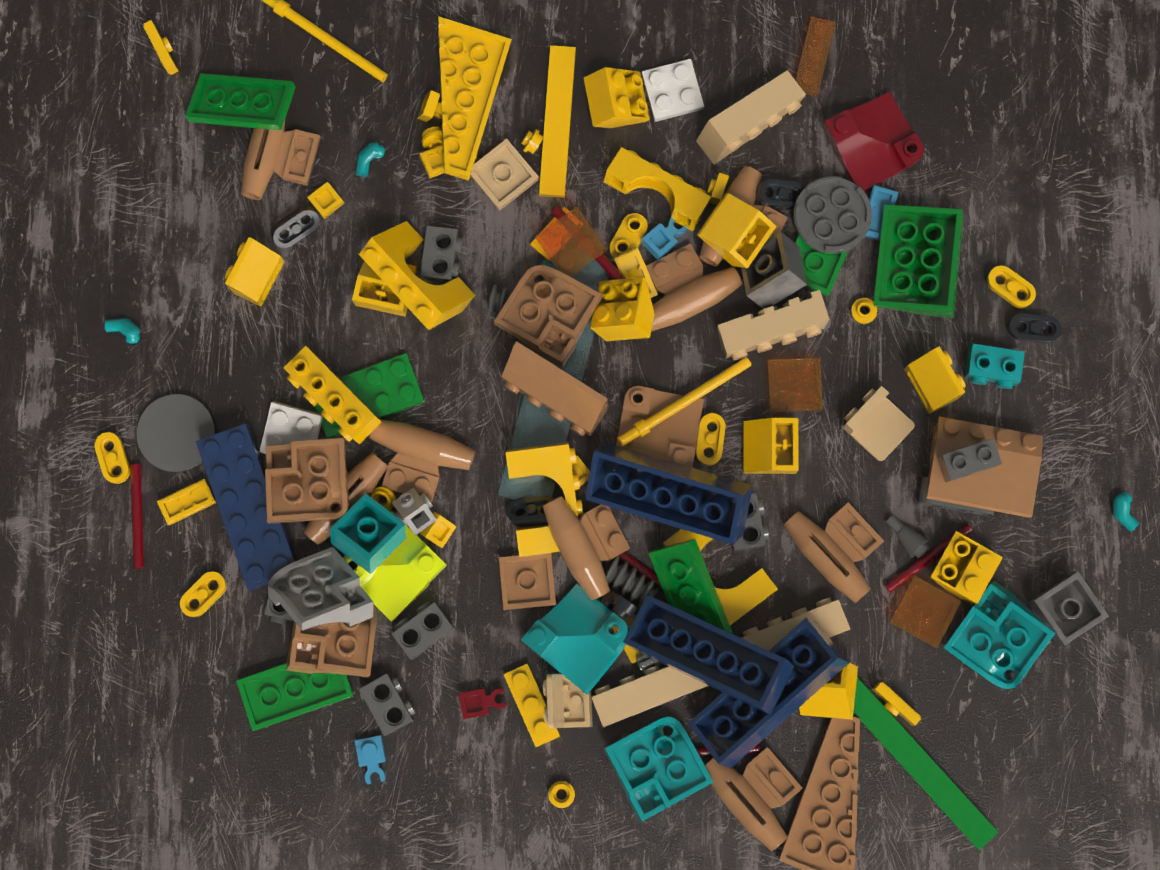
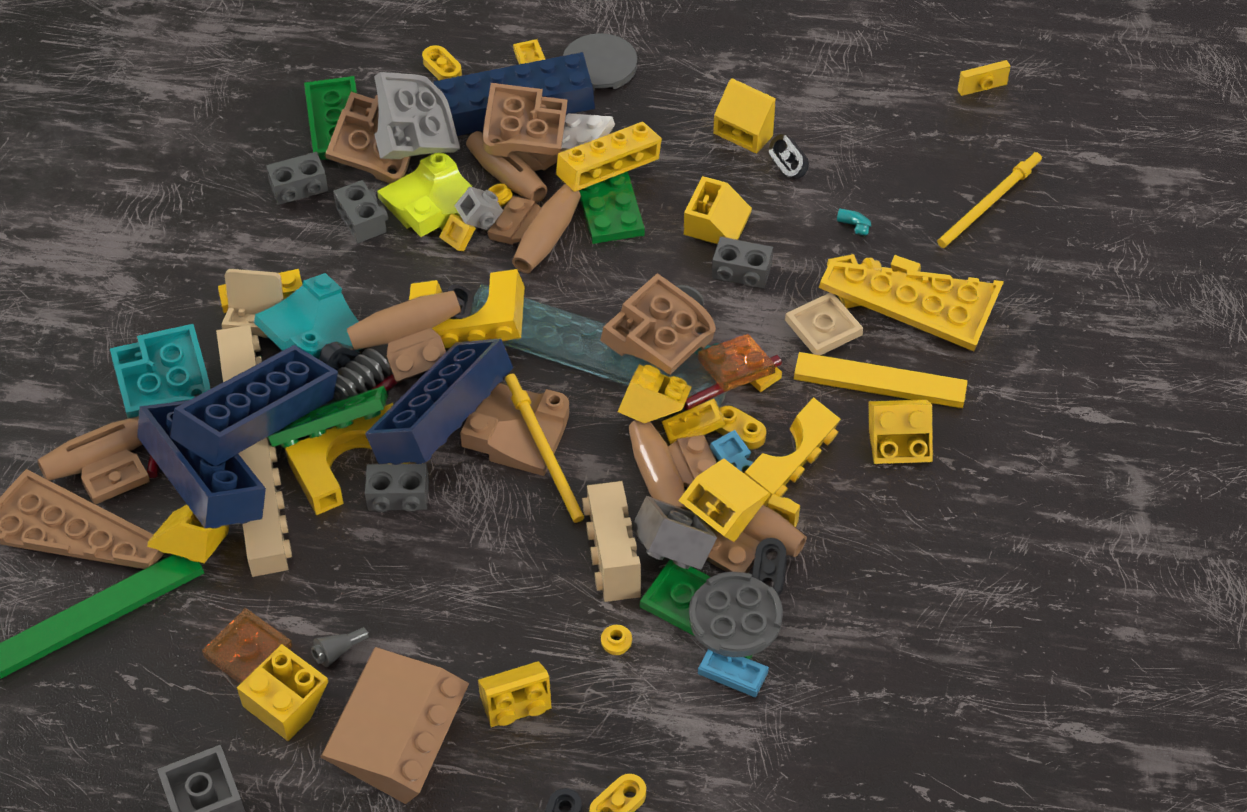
camera: 95 degrees right, 30 degrees down
(111, 459) = (585, 16): yellow plate -> none
(125, 326) = (706, 36): teal arm -> none
(137, 521) = (527, 30): dark red bar -> none
(240, 101) = (920, 121): green plate -> none
(285, 153) = (868, 149): medium nougat plate -> none
(325, 200) = (813, 183): yellow plate -> none
(368, 533) = (462, 164): teal brick -> none
(371, 753) = (252, 167): dark azure plate -> none
(428, 302) = (686, 229): yellow arch -> none
(477, 704) = (275, 247): dark red plate -> none
(527, 581) = (382, 291): medium nougat plate -> none
(532, 141) = (858, 351): yellow plate -> none
(554, 390) = (576, 321): medium nougat slope -> none
(561, 803) = (164, 302): yellow plate -> none
(672, 90) = (907, 488): white plate -> none
(710, 440) = (498, 470): yellow plate -> none
(750, 117) = (866, 548): tan wedge -> none
(770, 446) = (473, 524): yellow slope -> none
(795, 385) = (541, 556): clear orange plate -> none
(814, 55) = (938, 634): clear orange plate -> none
(837, 547) = (344, 570): medium nougat plate -> none
(873, 141) = (825, 676): dark red slope -> none
(878, 424) = (479, 630): tan bracket -> none
(895, 704) = (152, 603): yellow plate -> none
(919, 260) = (665, 700): green slope -> none
(924, 561) = (302, 651): dark red bar -> none
(969, 460) = (401, 683): dark grey brick -> none
(994, 366) = (521, 765): teal brick -> none
(1000, 637) = (193, 711): teal slope -> none

